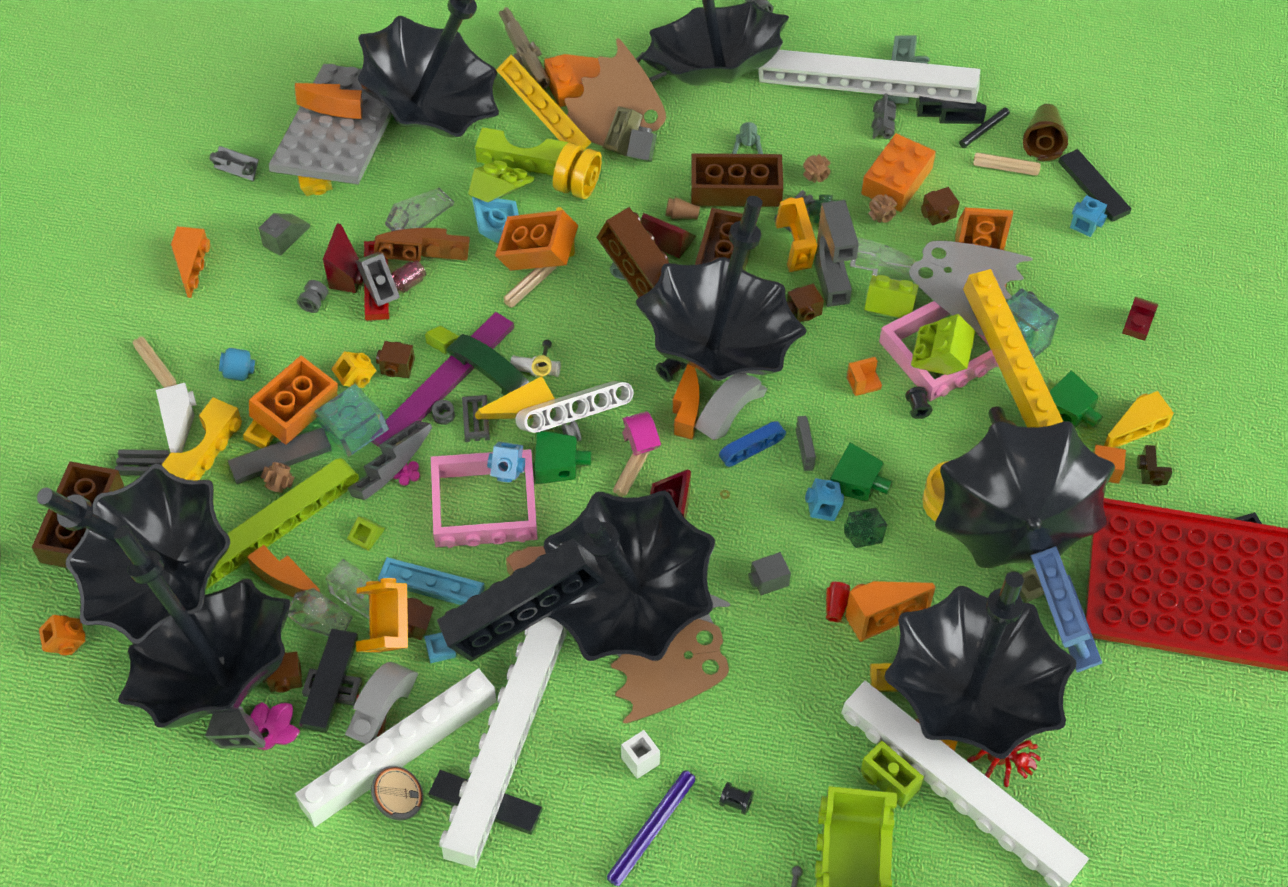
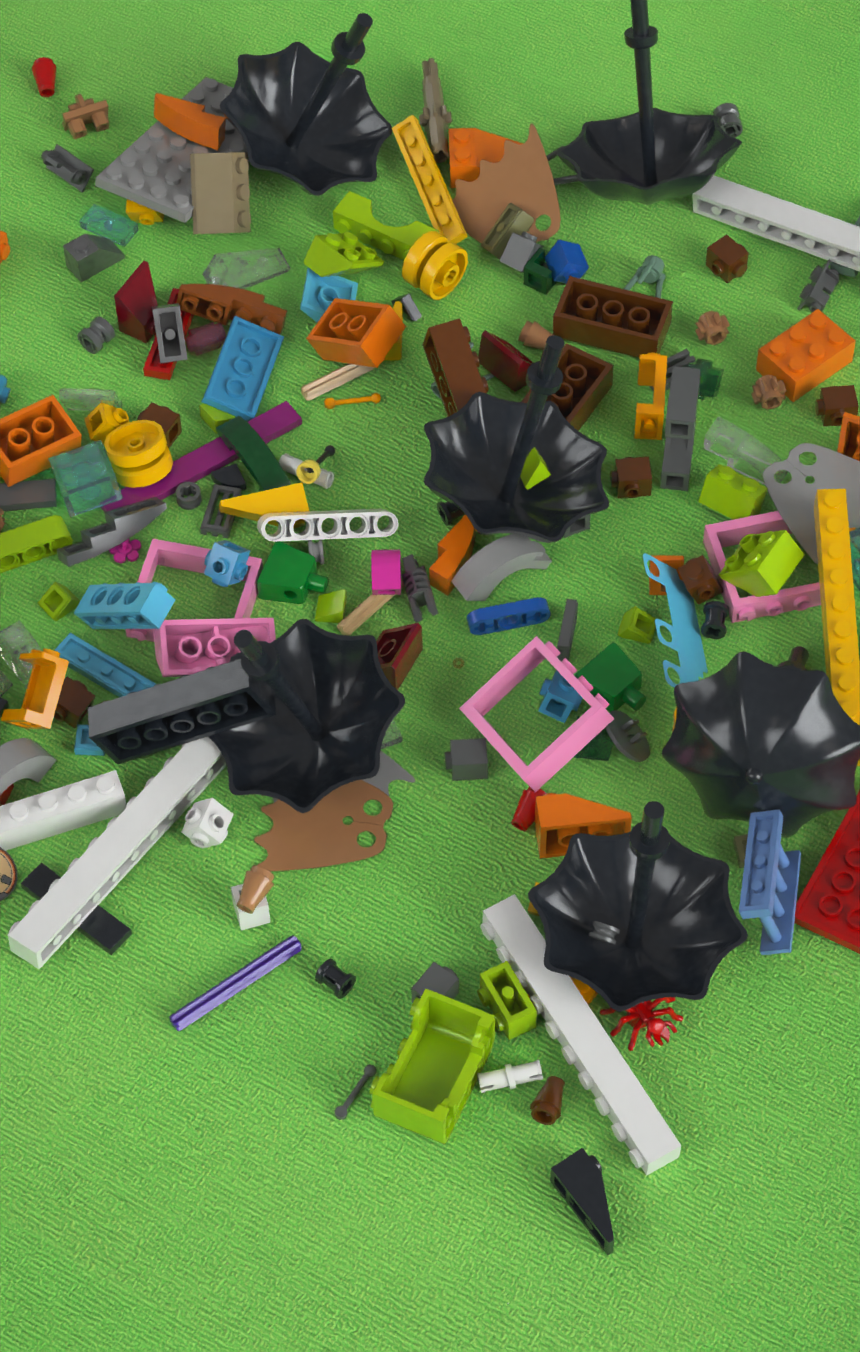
camera: 20 degrees right, 0 degrees up
(185, 91) = (44, 74): none -> red cone
(233, 114) = (83, 113): none -> medium nougat hips
(287, 202) = (109, 225): none -> clear light blue plate
(329, 352) = (87, 398): none -> clear tile
(379, 152) = (220, 192): none -> dark tan slope
(391, 386) = (138, 453): none -> yellow wheel
(433, 521) = (125, 606): none -> medium azure brick
(449, 294) = (242, 369): none -> dark azure tile
(471, 387) = (229, 476): none -> black tile
(512, 538) = (197, 644): none -> bright pink wedge
(531, 305) = (330, 403): none -> light orange hinge
(564, 204) = (408, 307): none -> tile
(573, 692) = (207, 823): none -> white brick
(602, 475) = (331, 606): none -> lime slope
(645, 740) = (255, 887): none -> medium nougat cone
(660, 159) = (538, 274): none -> dark green panel
(670, 441) = (417, 588): none -> dark grey hinge
(680, 143) = (566, 260): none -> blue brick
(734, 319) = (534, 469): none -> lime slope
(804, 111) = (727, 259): none -> reddish brown brick
(825, 774) = (437, 979): none -> dark grey brick
(856, 541) = (568, 743): none -> bright pink window
(857, 424) = (637, 626): none -> lime slope
(893, 518) = (628, 736): none -> dark grey piece
(895, 372) = (700, 579): none -> reddish brown brick
(899, 417) = (685, 628): none -> medium azure piece
(918, 840) = (510, 1076): none -> white pin
(954, 692) = (604, 932): none -> dark grey bush
(959, 853) = (548, 1102): none -> reddish brown cone

